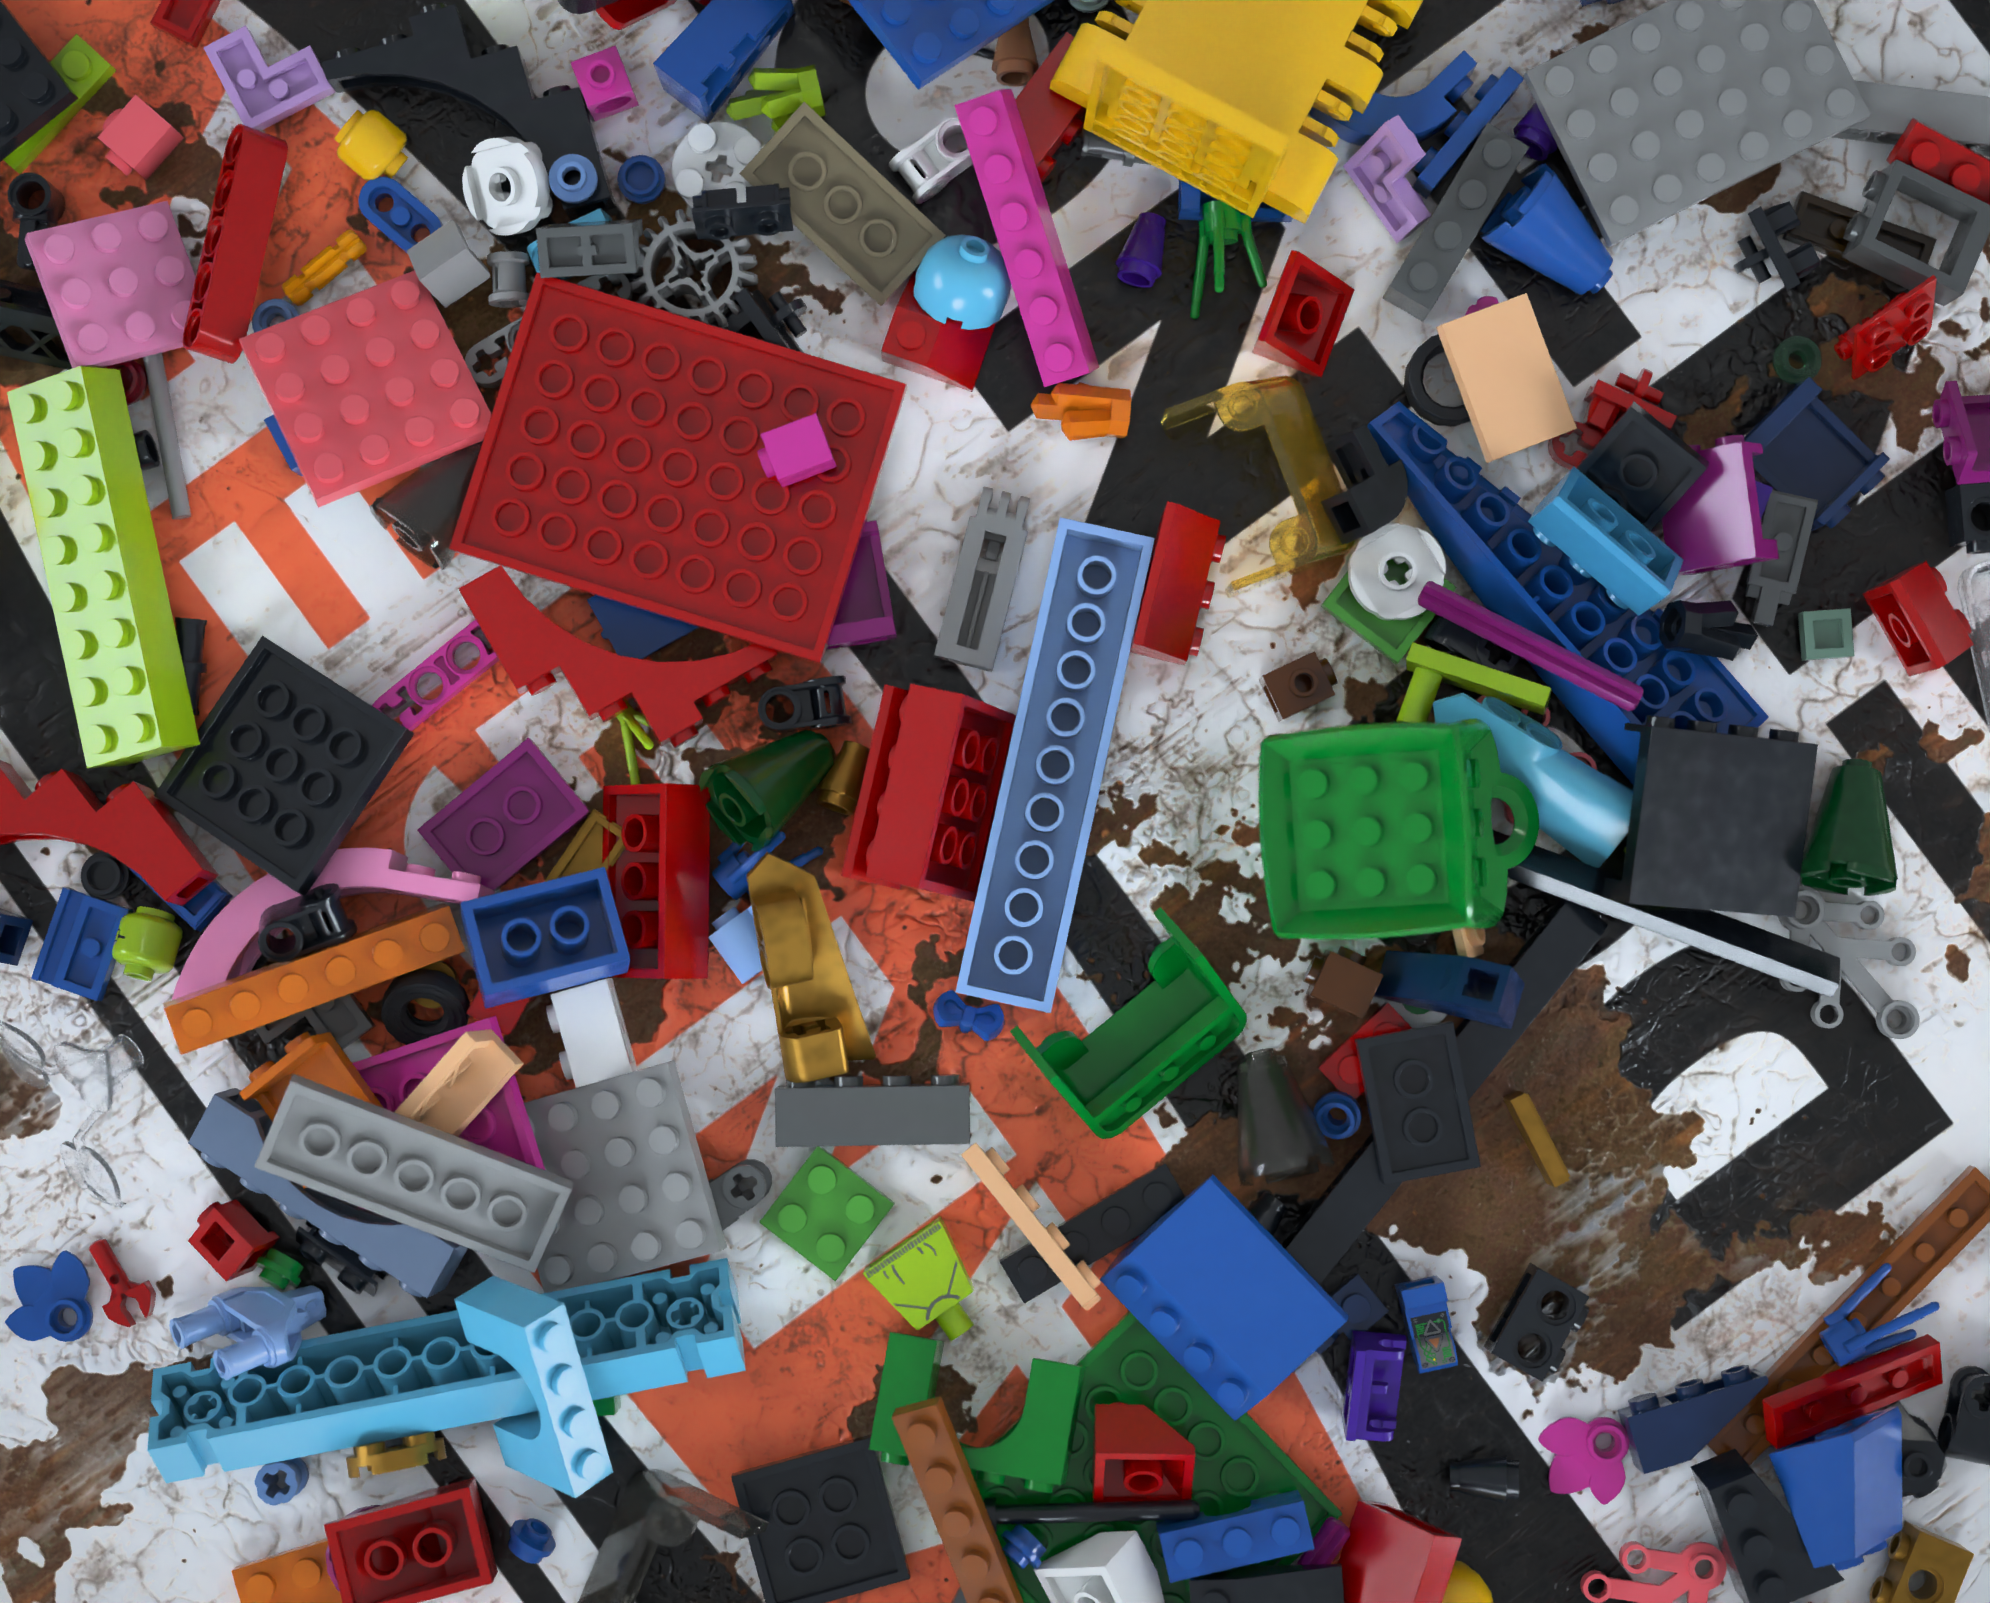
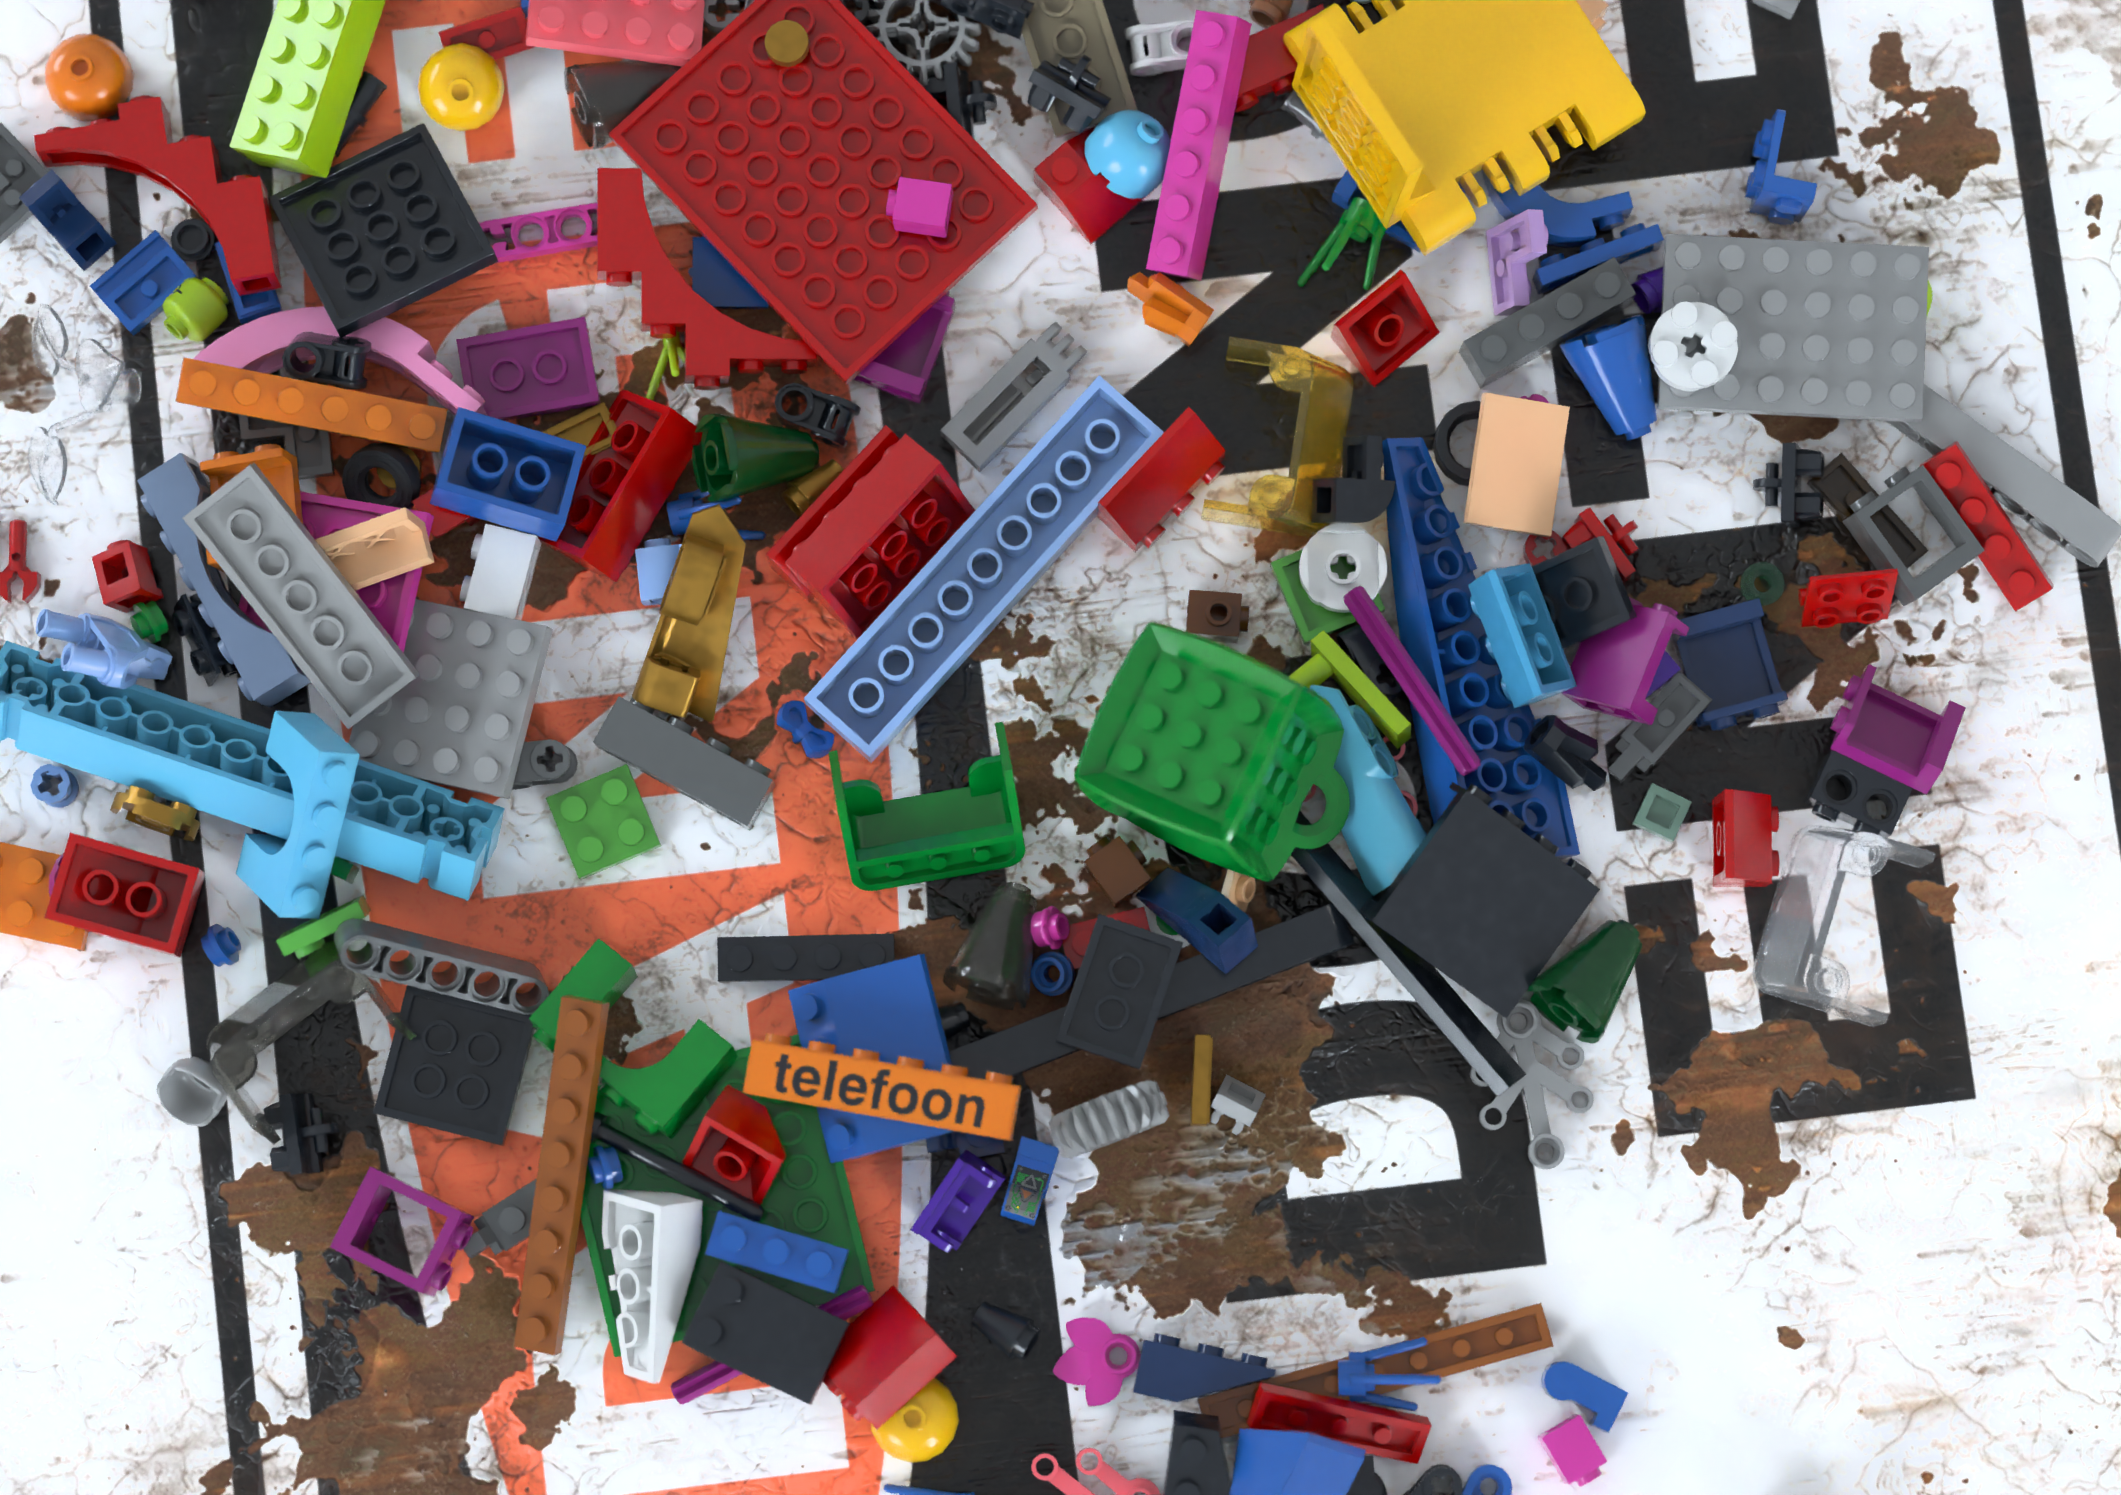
camera: 30 degrees right, 5 degrees down
(274, 521) = (496, 34): none -> red plate
(278, 581) = (461, 87): none -> yellow cylinder
(572, 362) = (787, 43): none -> pearl gold tile
(630, 1458) = (309, 935): none -> bright green plate
(735, 1447) = (428, 952): none -> dark grey beam
(871, 247) = (1072, 85): none -> black hips
(925, 1280) = (651, 916): lime torso -> none
(1047, 1240) = (764, 936): light nougat plate -> none
(1143, 252) = (1287, 209): dark purple cone -> none
(1252, 1330) = (881, 1088): none -> orange brick
(1313, 1076) = (1049, 927): none -> dark pink plate
(1476, 1229) = (1108, 1119): none -> light grey gear
(1525, 1316) = (1112, 1217): black brick -> none
(1582, 1139) = (1237, 1102): none -> light grey tile
(1637, 147) = (1716, 336): none -> white plate

